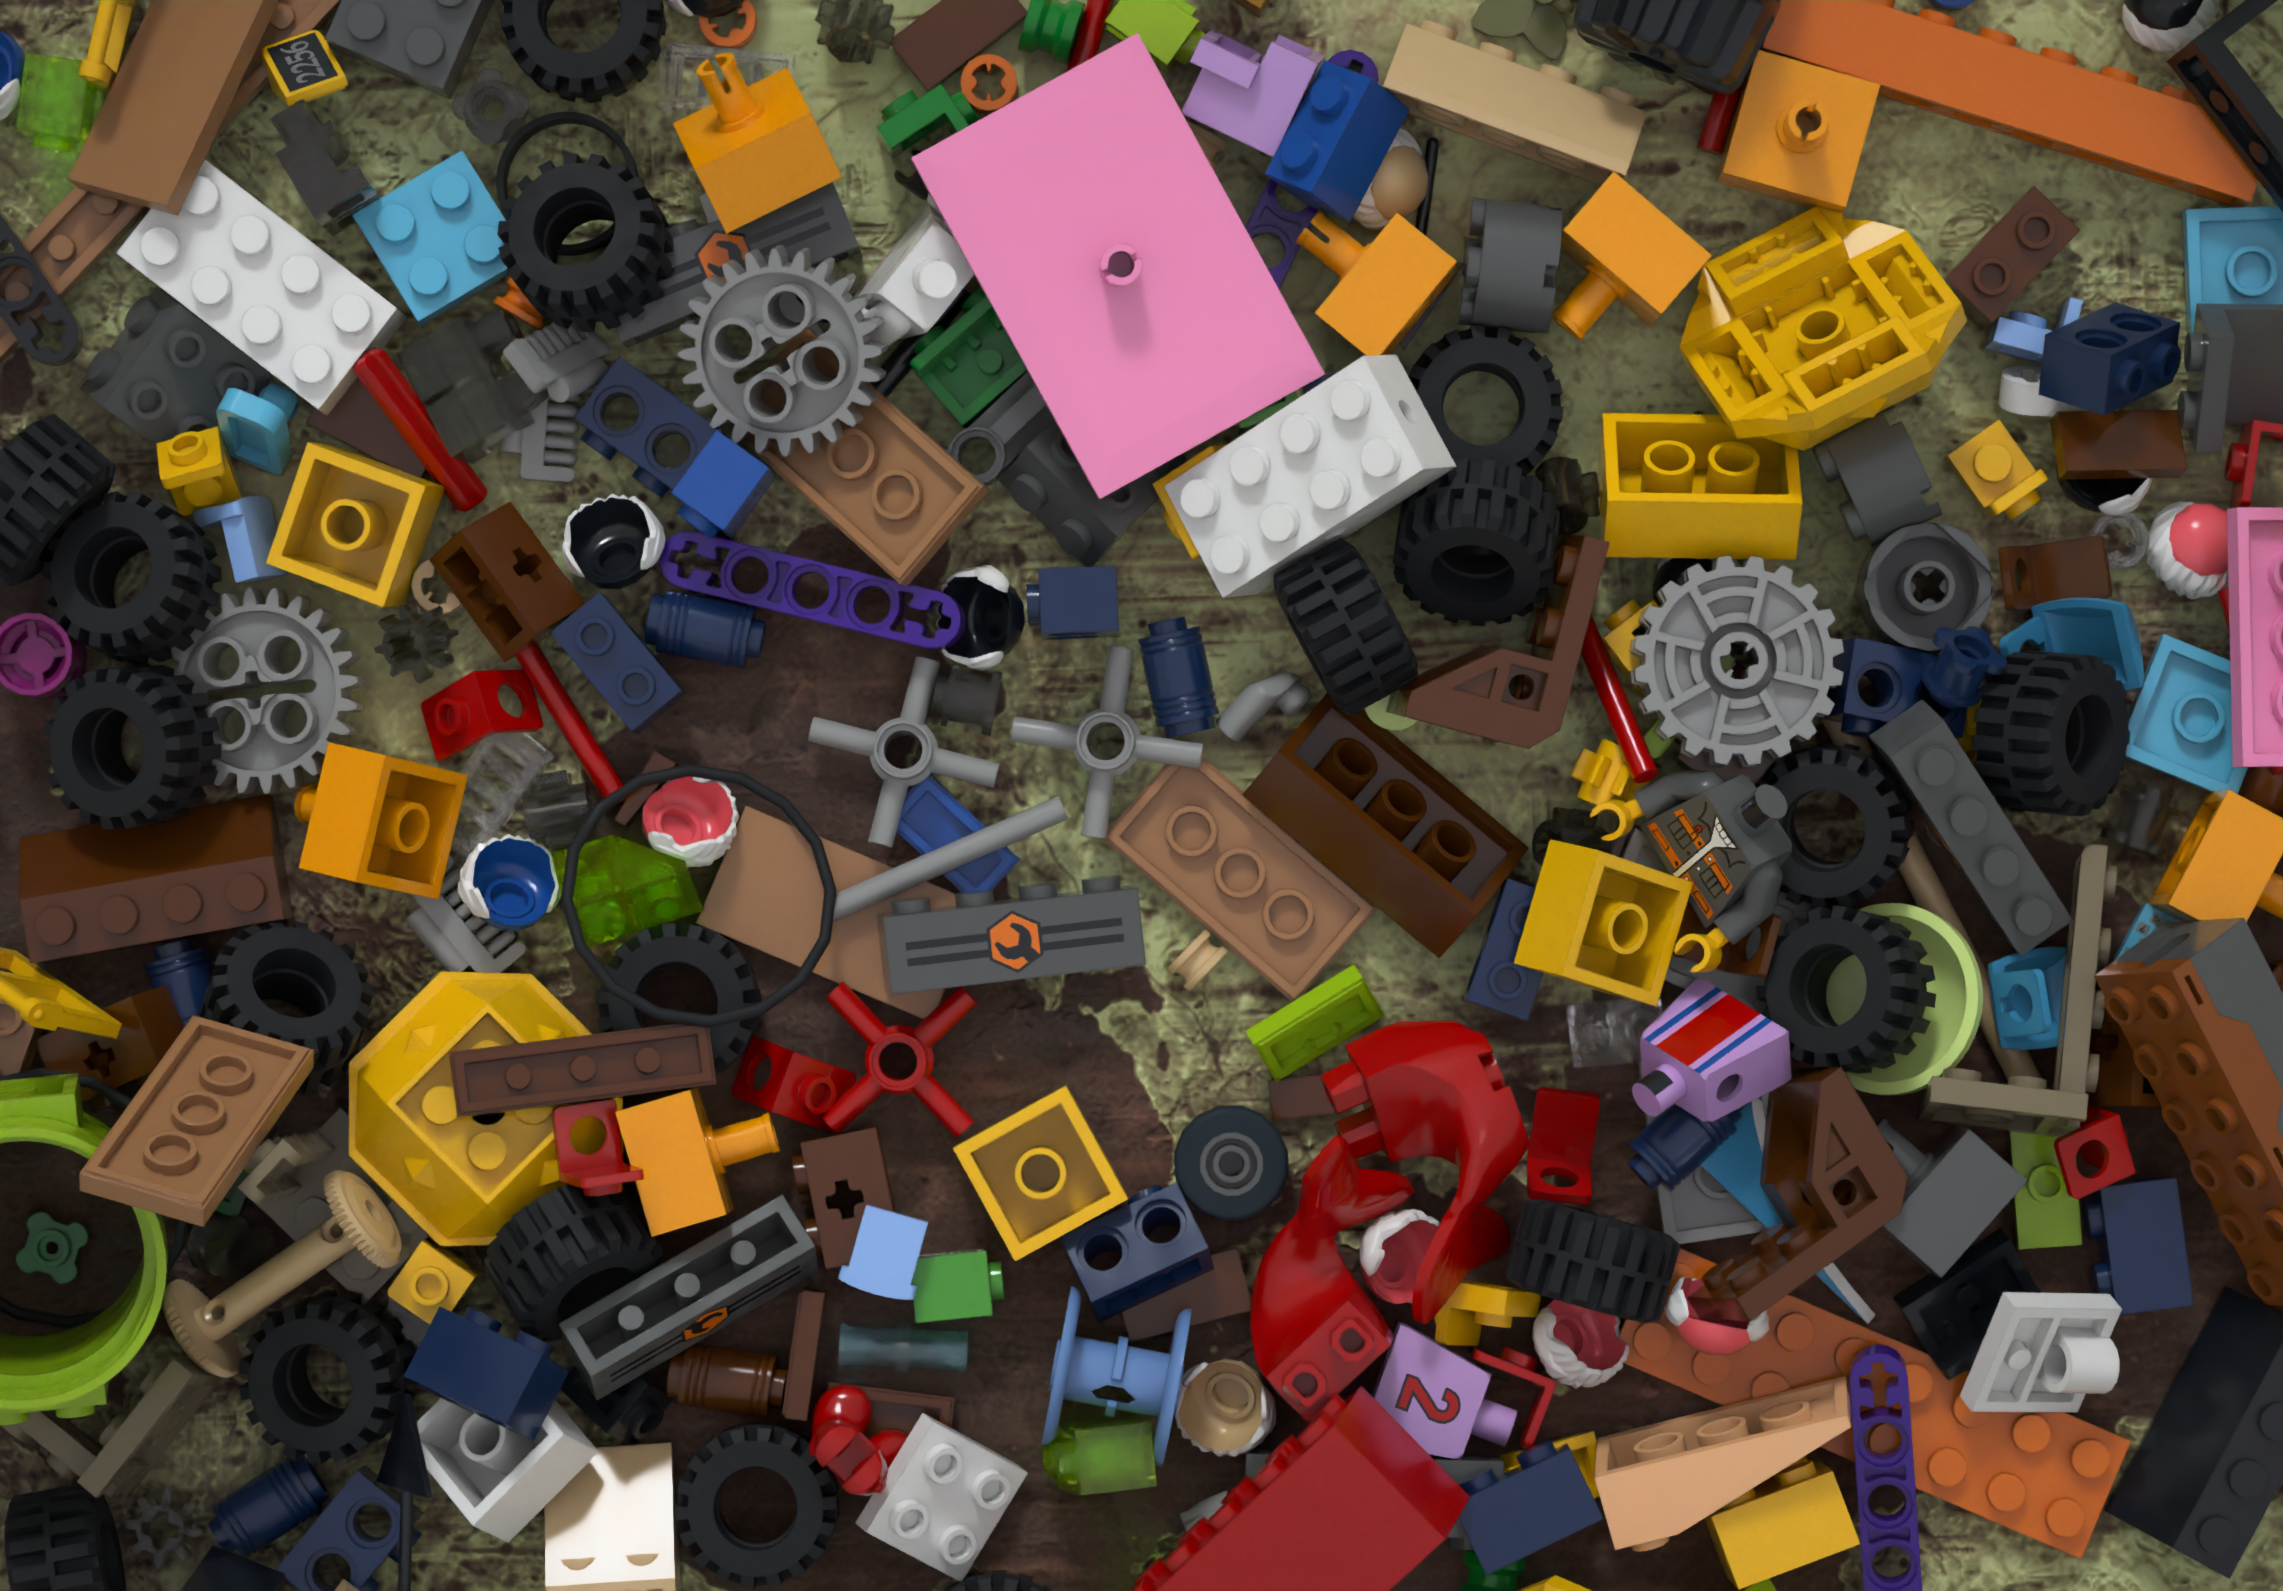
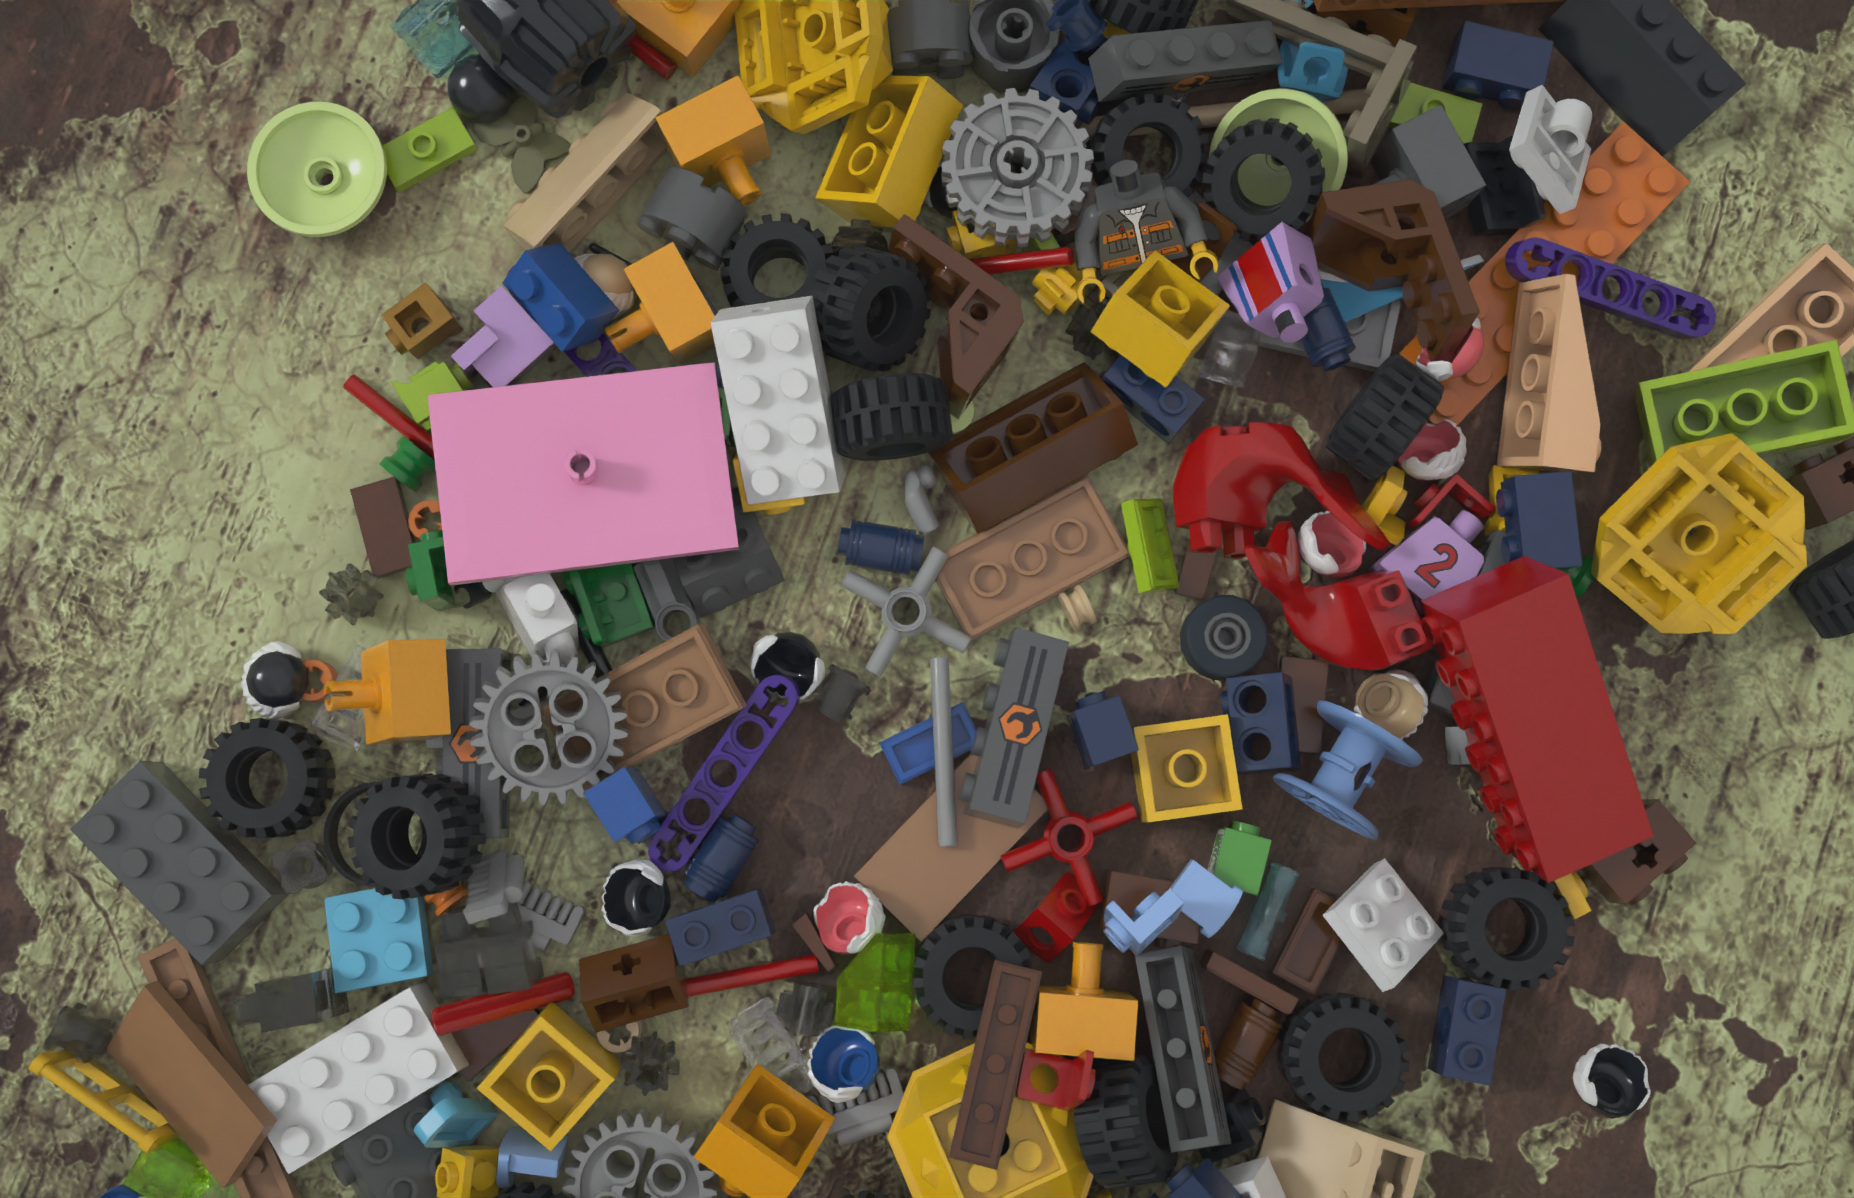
camera: 65 degrees left, 5 degrees down
(302, 68) = (217, 987): slope -> none
(472, 711) = (714, 1042): red bracket -> none
(658, 417) = (563, 832): dark blue brick -> none
(682, 1016) = (962, 1006): black piece -> none
(831, 1194) = (1150, 920): none -> light blue bracket
(840, 1444) = (1334, 981): red piece -> none
(909, 724) = (843, 739): light grey bar -> none
(1048, 1047) = (1101, 729): none -> dark blue brick
(1074, 603) = (803, 593): dark blue brick -> none
(1101, 1456) = (1399, 800): clear neon green slope -> none
(1562, 1144) = (1285, 405): red bracket -> none
(1782, 1524) = (1619, 357): yellow brick -> none
(2101, 1144) = (1428, 60): red bracket -> none

